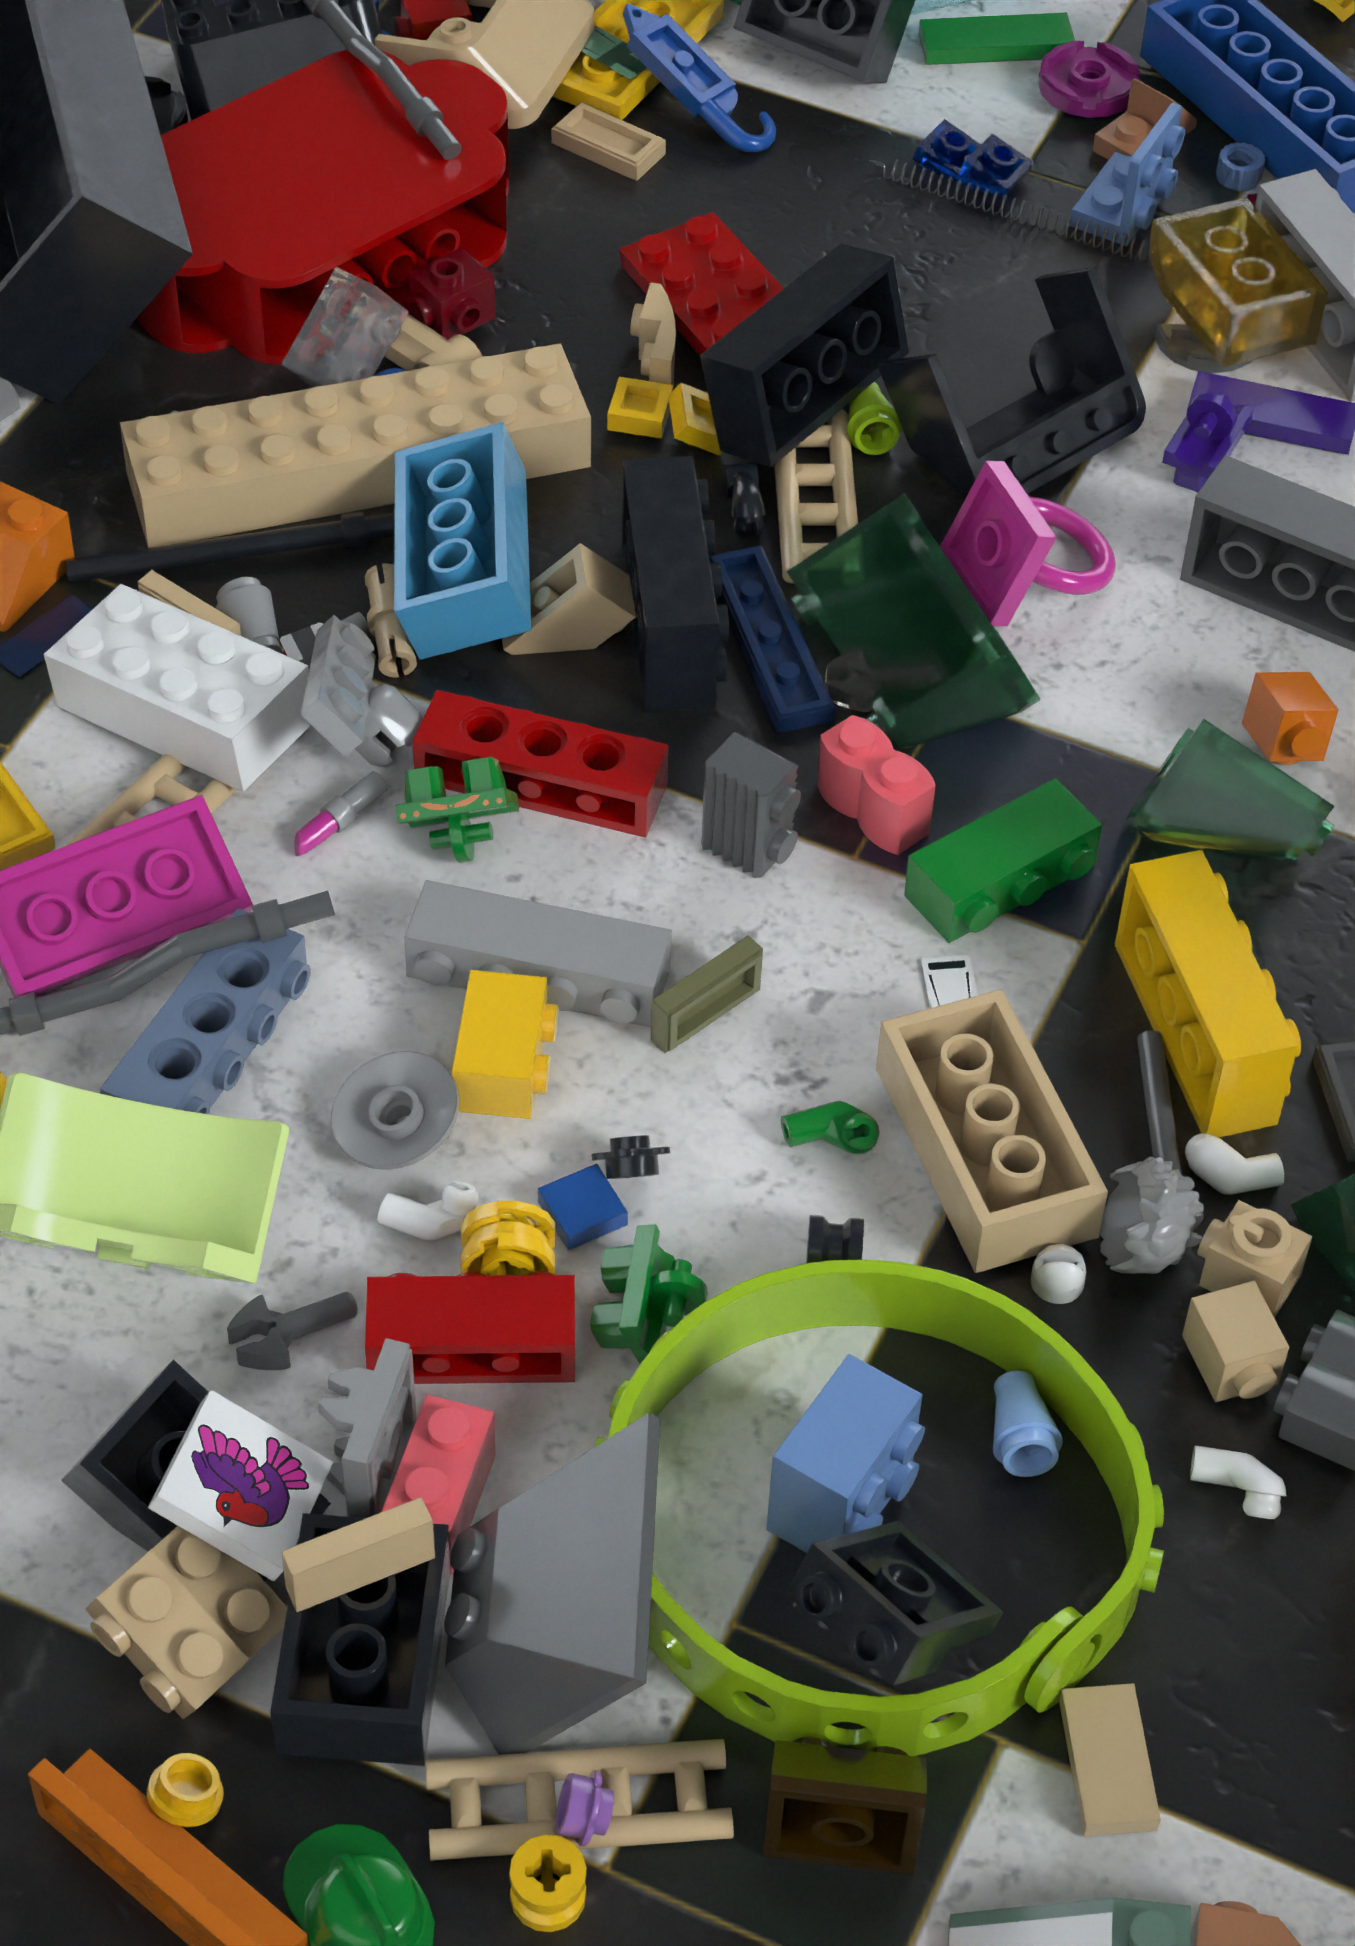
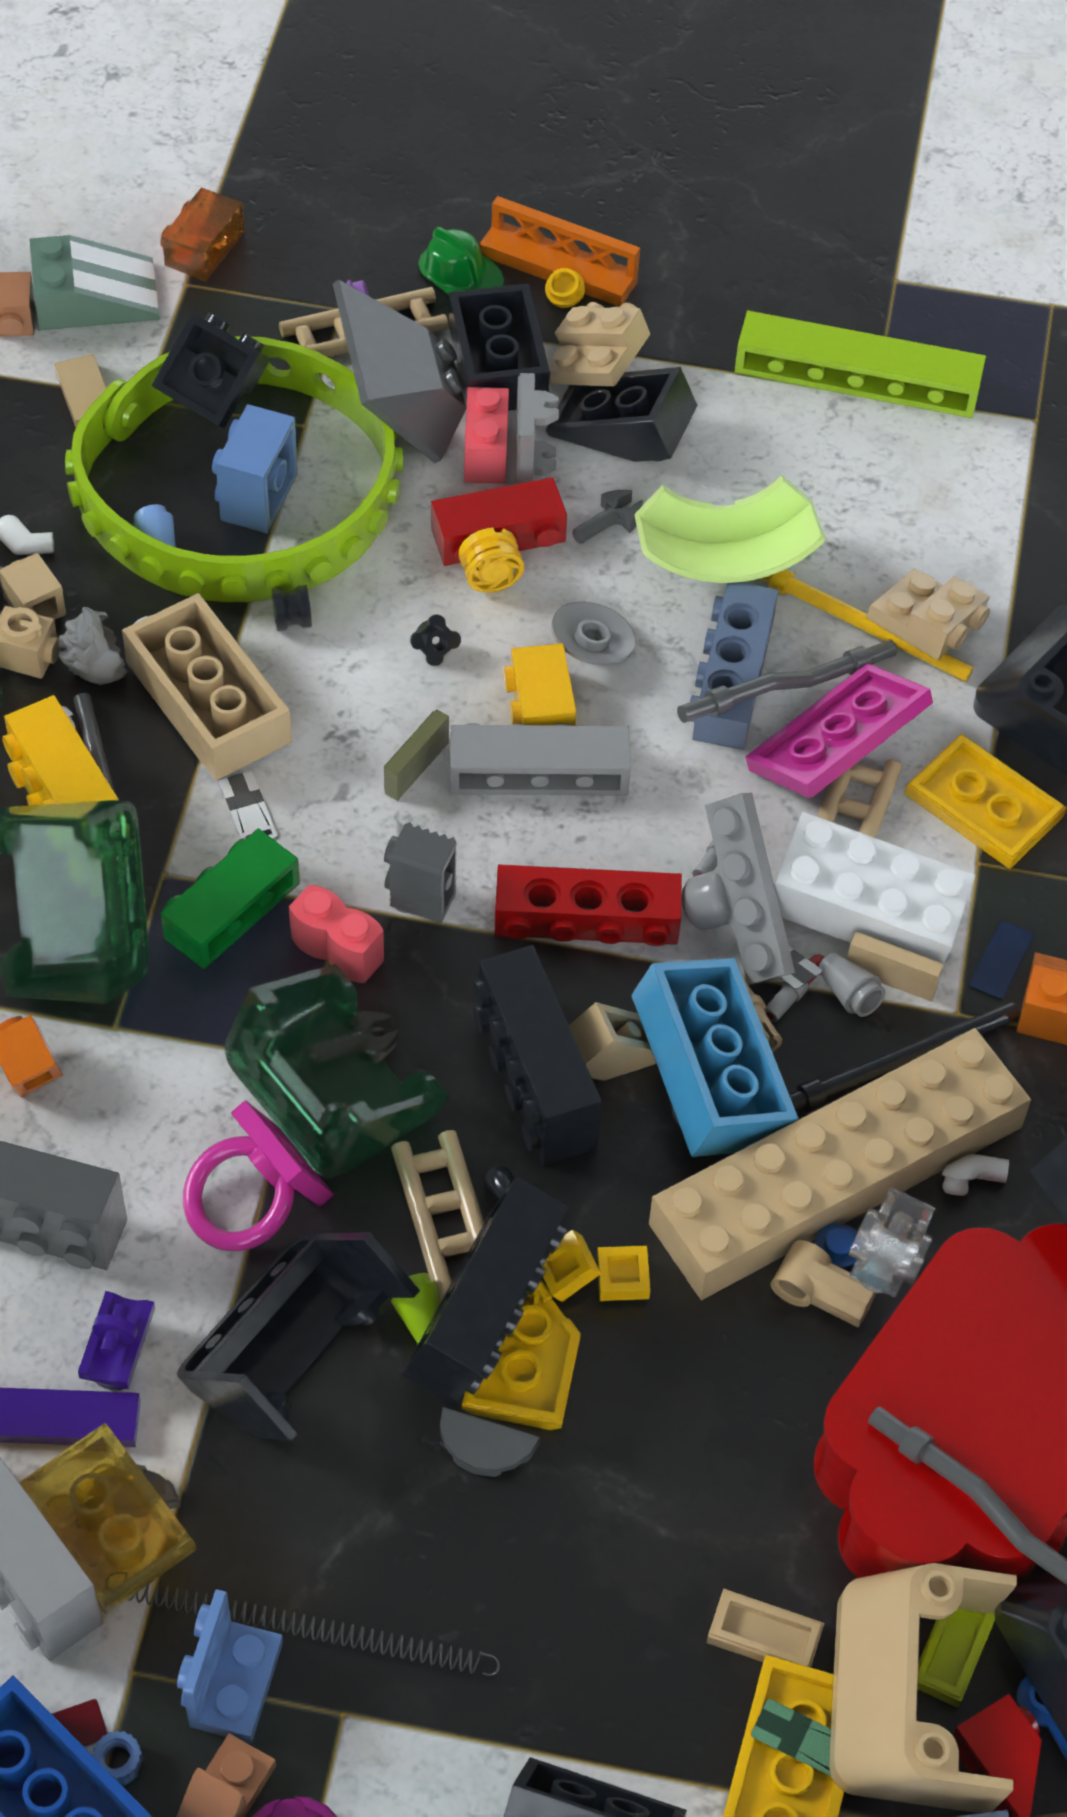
camera: 165 degrees right, 5 degrees up
(240, 1484) = (592, 385): white tile -> none
(358, 1554) = (507, 335): tan tile -> none
(429, 806) = (633, 844): green hips -> none
(431, 1220) = (547, 589): white arm -> none
(452, 294) = (828, 1342): dark red brick -> none
(548, 1903) = (373, 274): yellow wheel -> none
(583, 1206) = (460, 614): blue tile -> none
(654, 1297) = (396, 558): green hips -> none
(657, 335) = (630, 1352): tan slope -> none
(692, 77) = (705, 1708): blue plate -> none
(706, 277) = (596, 1422): red plate -> none
(772, 642) = (440, 1053): dark blue tile -> none
(834, 1123) = (308, 698): green arm -> none
(845, 1805) = (228, 296): dark brown slope -> none
(958, 155) = (394, 1696): clear blue slope -> none

